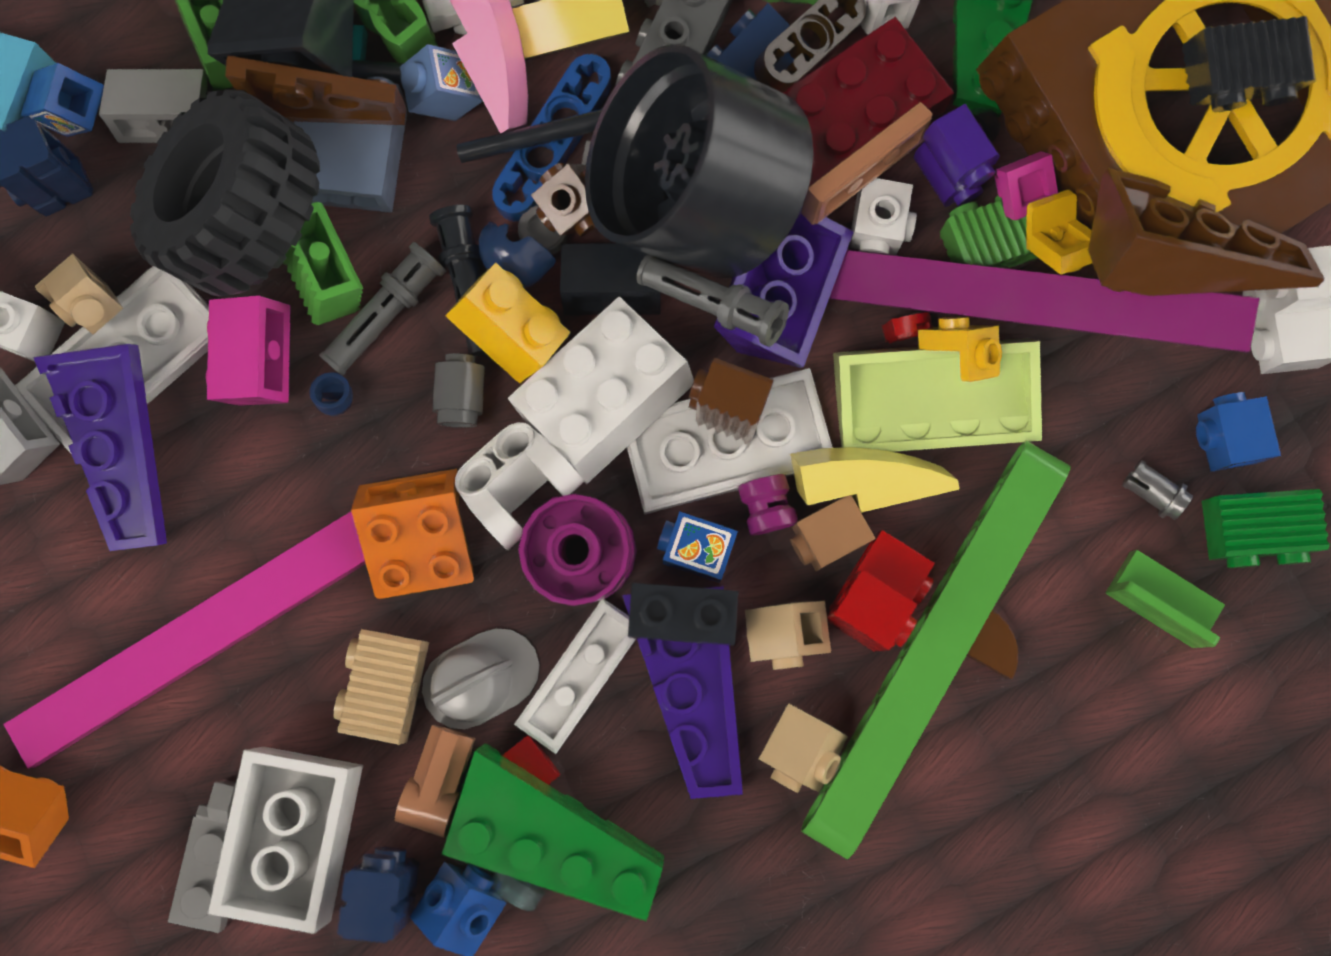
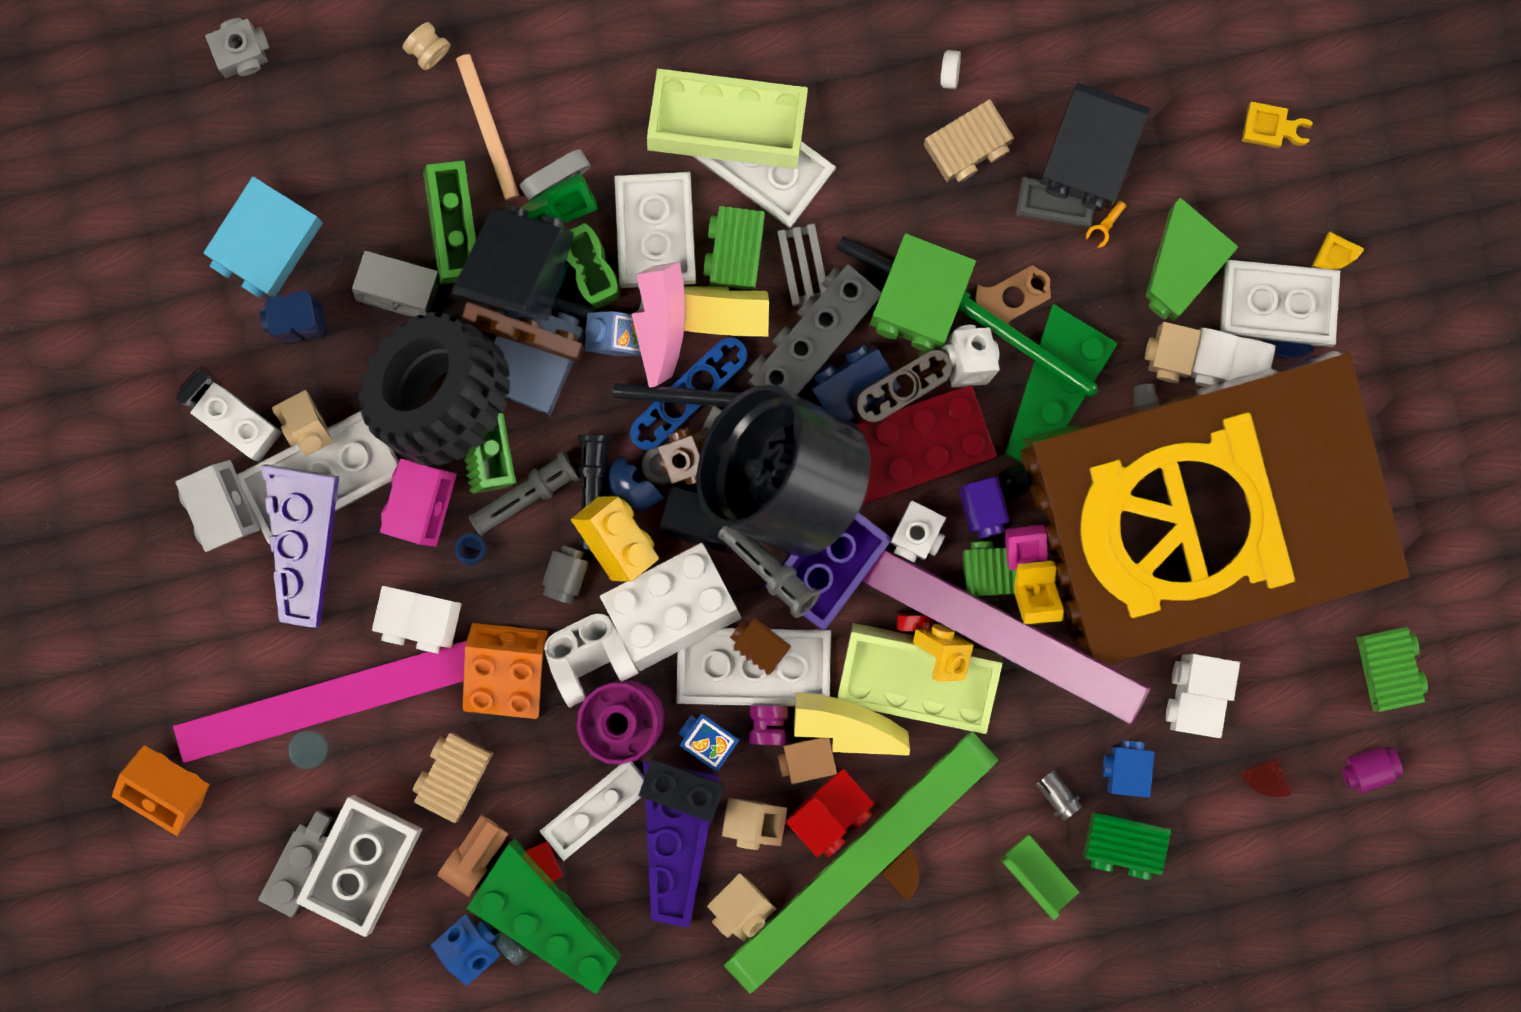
camera: 15 degrees right, 5 degrees up
(63, 100) = (325, 266): blue brick -> none
(189, 705) = (308, 749): none -> clear light blue tile
(283, 495) = (416, 618): none -> white brick
(378, 896) = (415, 923): dark blue brick -> none
(480, 678) = (523, 790): light grey piece -> none
(866, 164) = (912, 498): nougat tile -> none
(1167, 247) = (1104, 632): reddish brown wedge -> none
(1249, 63) = (1196, 518): black brick -> none

